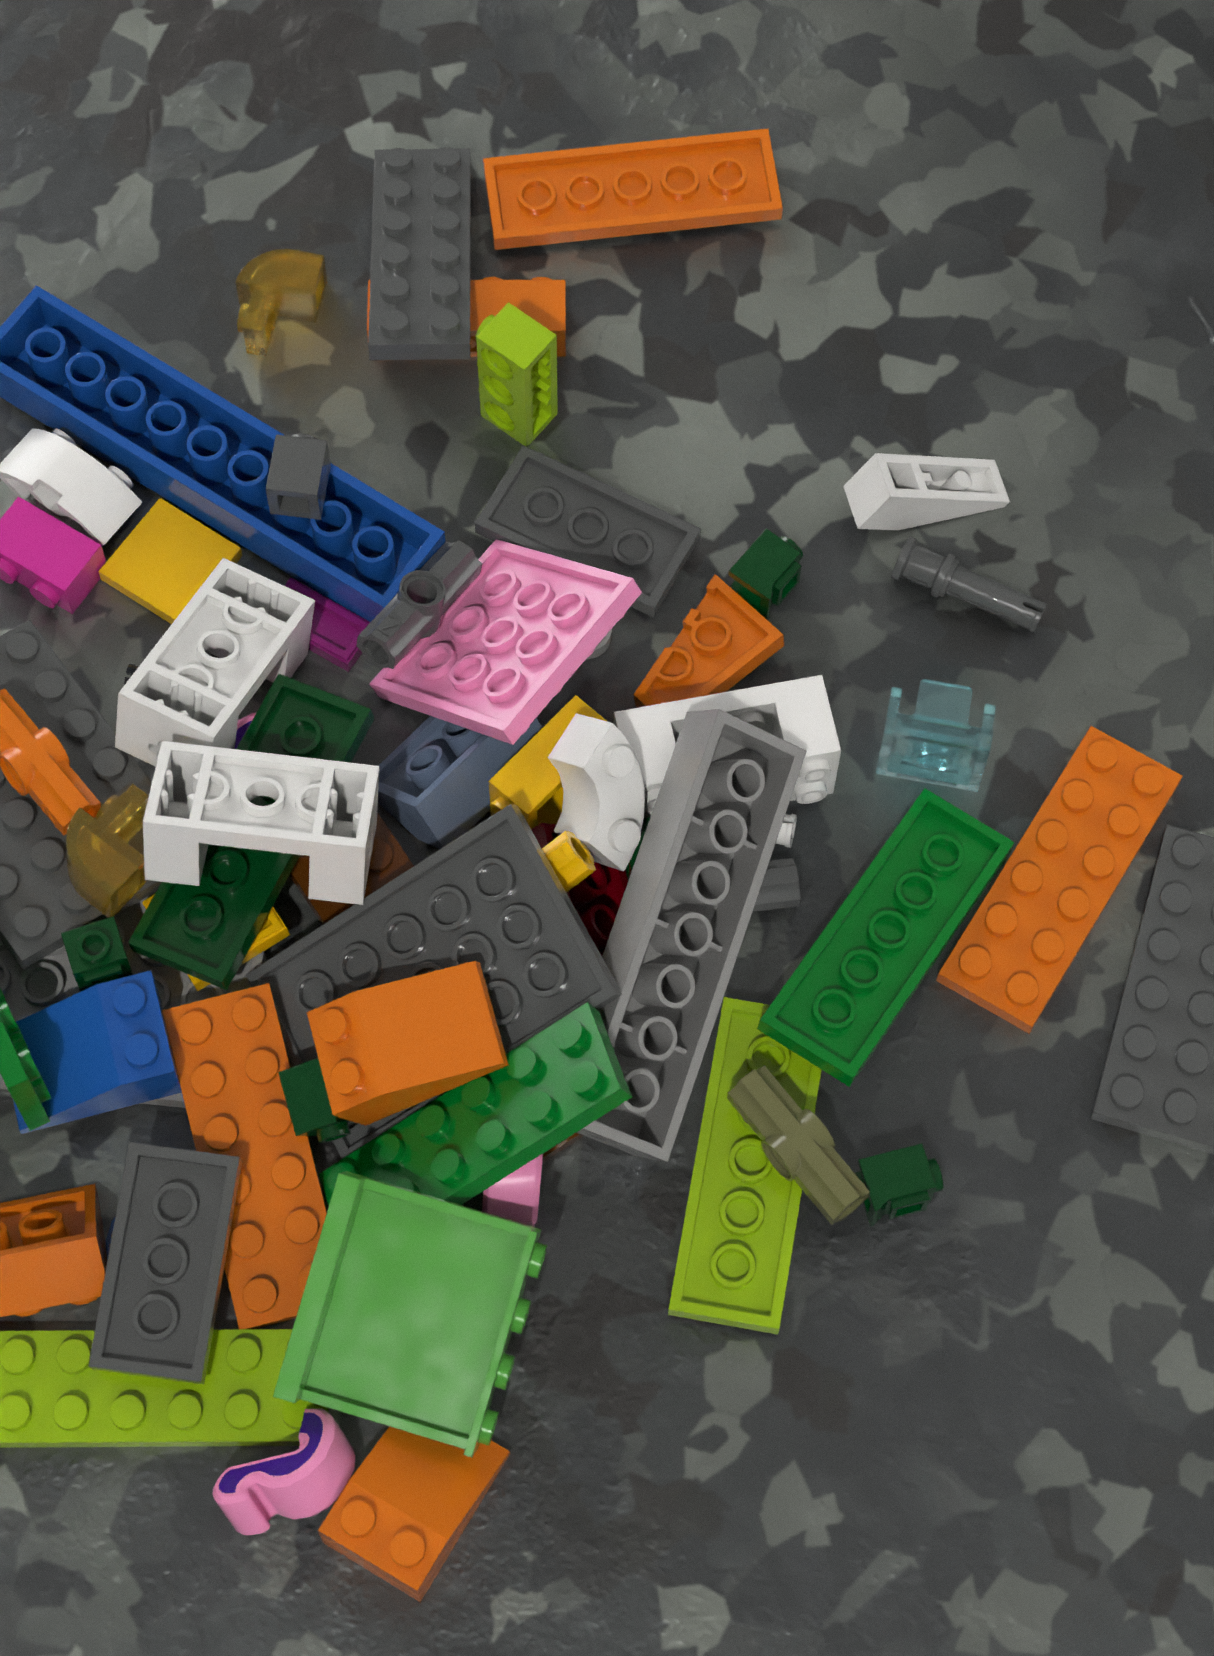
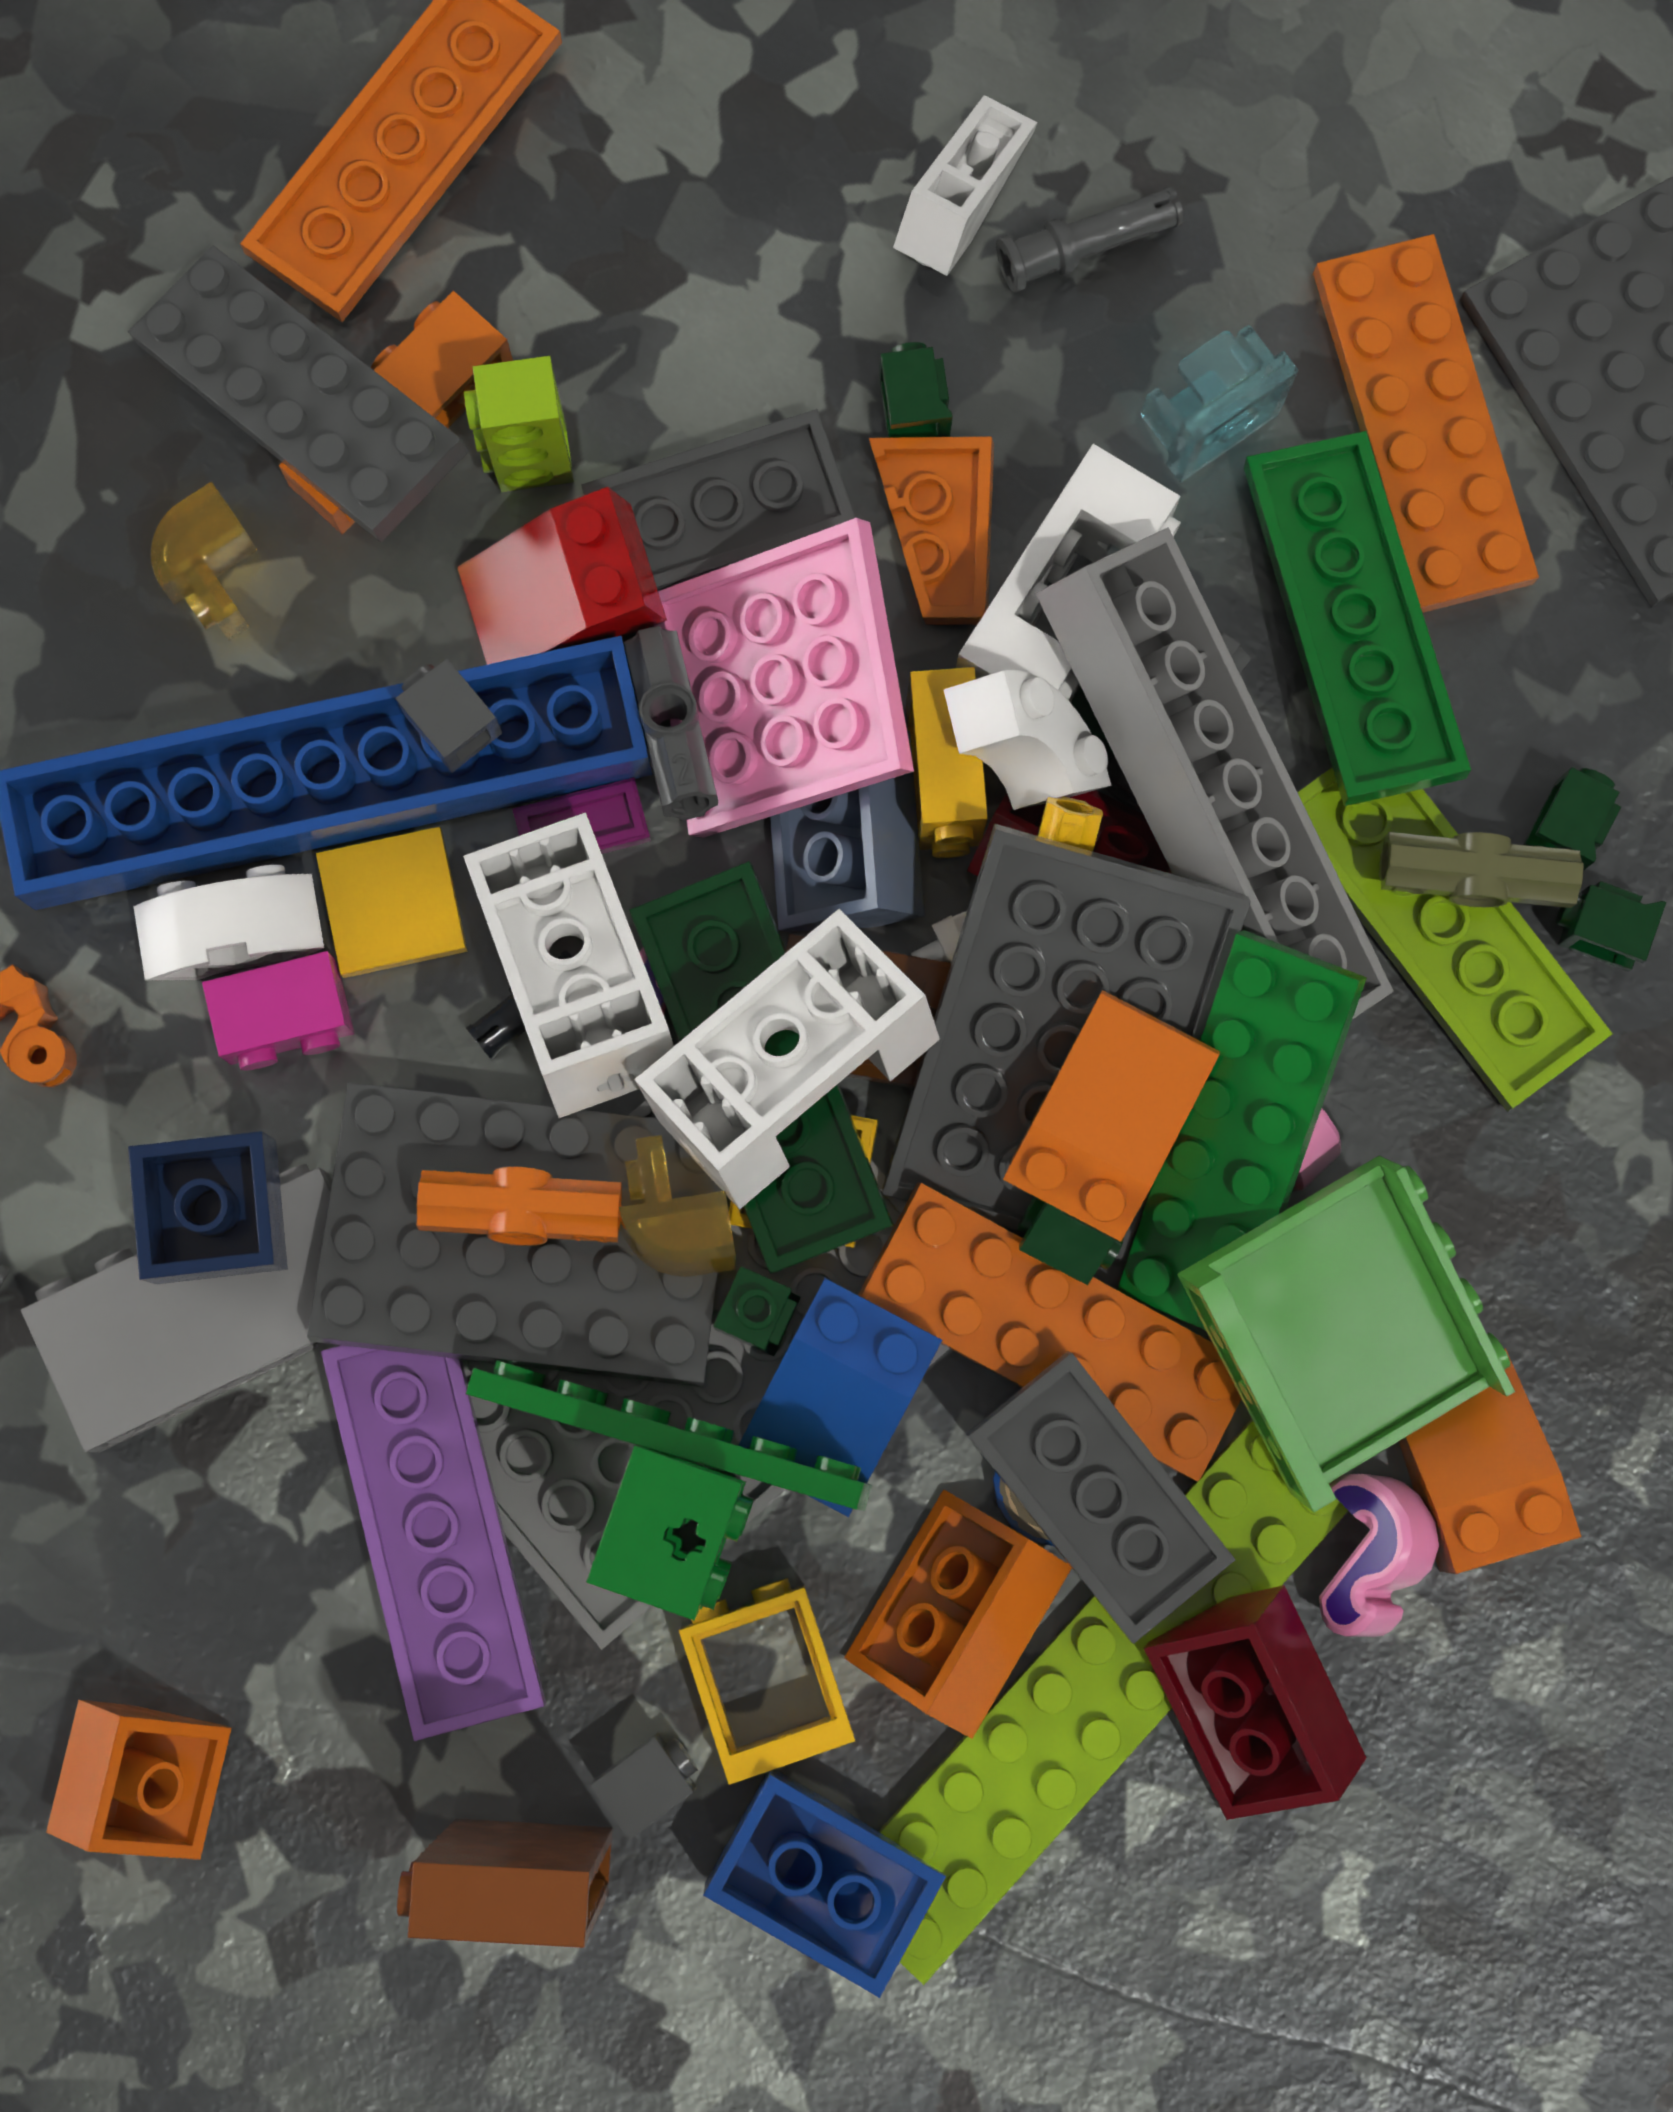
camera: 50 degrees left, 15 degrees up
(120, 1486) = (1257, 1705): none -> dark red slope
(459, 481) = (563, 580): none -> red slope
(850, 1265) = (1610, 925): none -> dark green window

